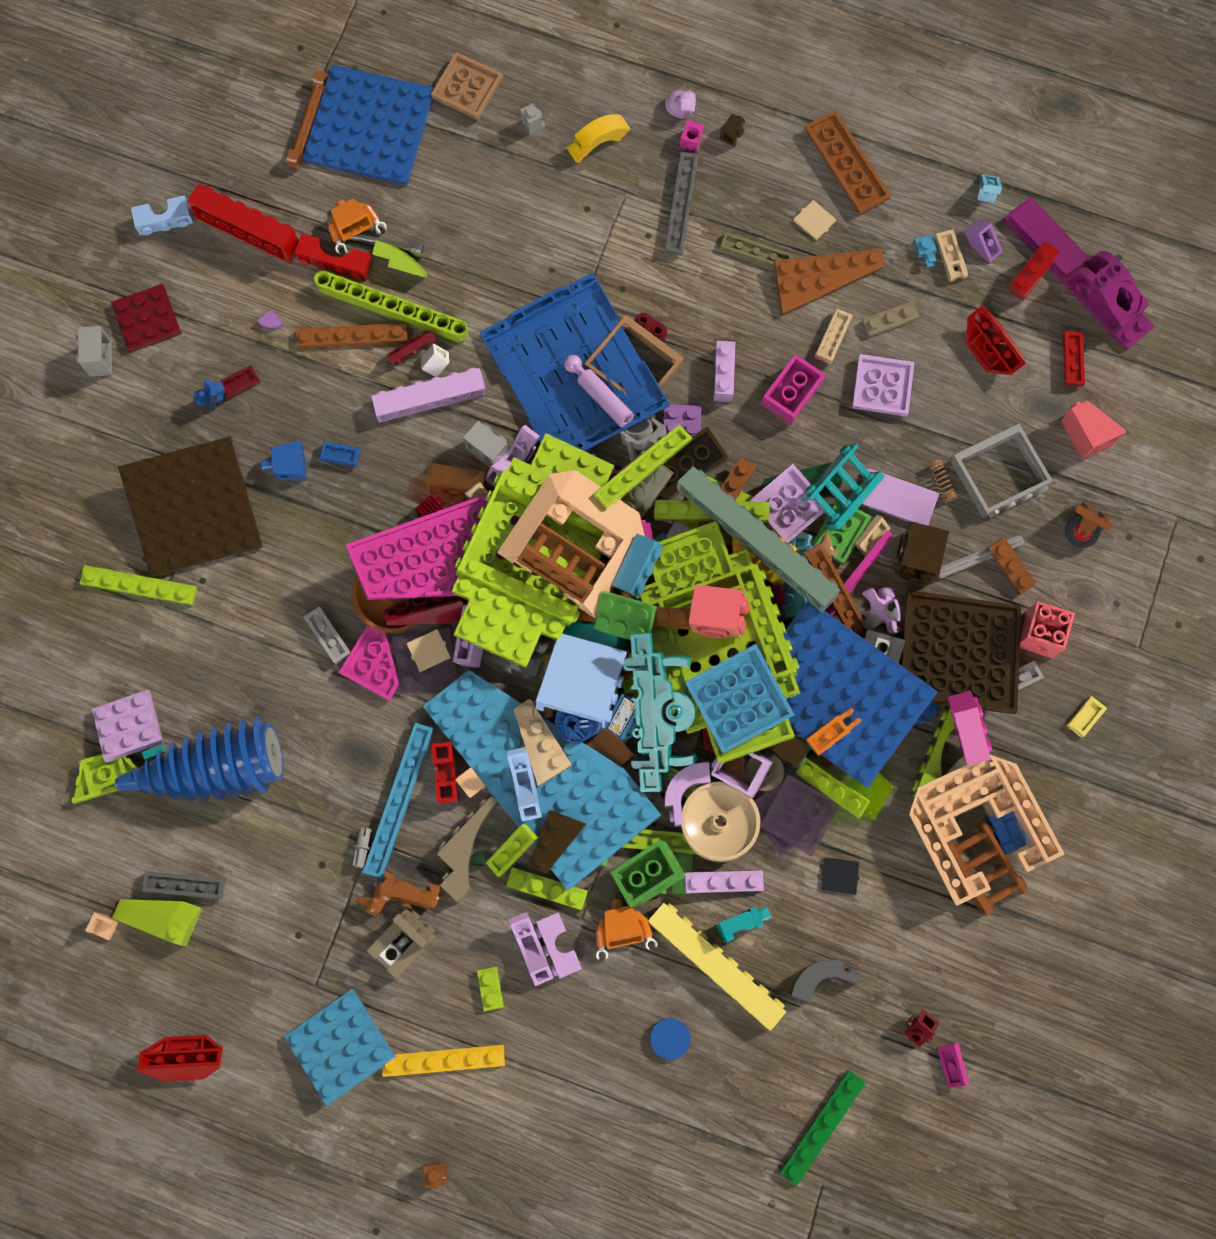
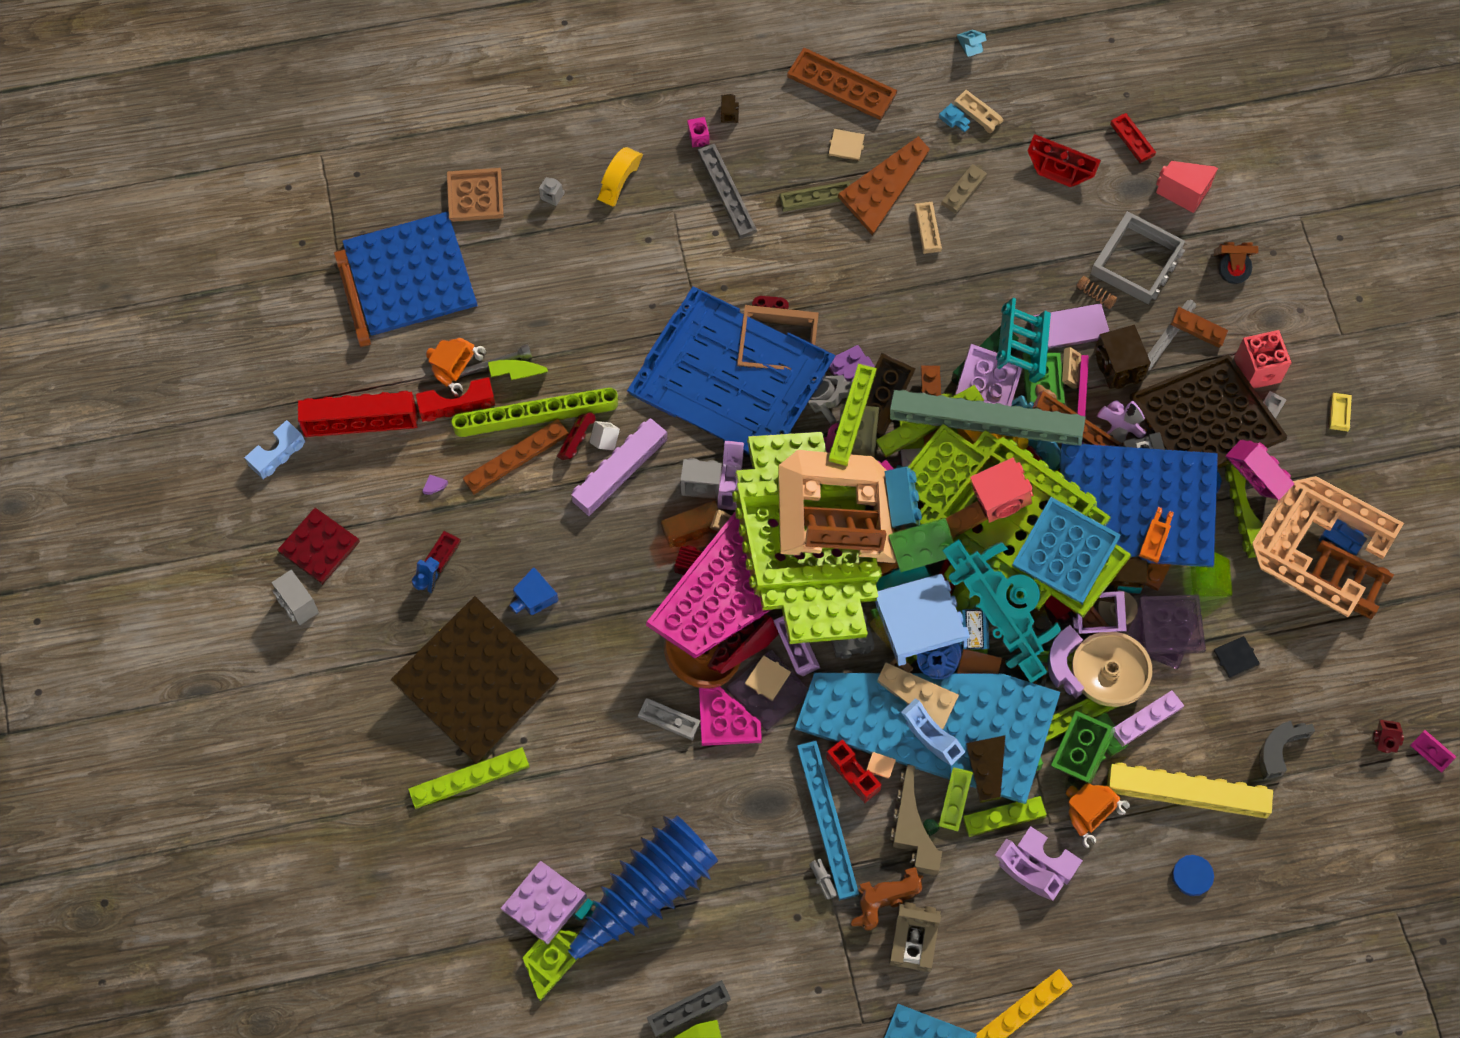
camera: 30 degrees left, 10 degrees down
(340, 454) = (574, 560): blue plate -> none
(490, 988) = (1015, 929): lime plate -> none
(599, 391) = (768, 378): lavender piece -> none
(681, 103) = (670, 110): lavender hair -> none
(724, 371) = (864, 312): lavender arch -> none
(748, 920) = (1189, 736): teal hips -> none
(793, 389) = (926, 287): dark pink brick -> none
(822, 1127) = (1366, 869): green plate -> none
(833, 787) = (1184, 585): lime plate -> none
(883, 385) = (995, 243): lavender plate -> none
(983, 239) = (996, 84): medium lavender slope -> none
(1034, 270) = (1054, 85): red brick -> none
(1092, 279) = (1088, 66): magenta piece -> none

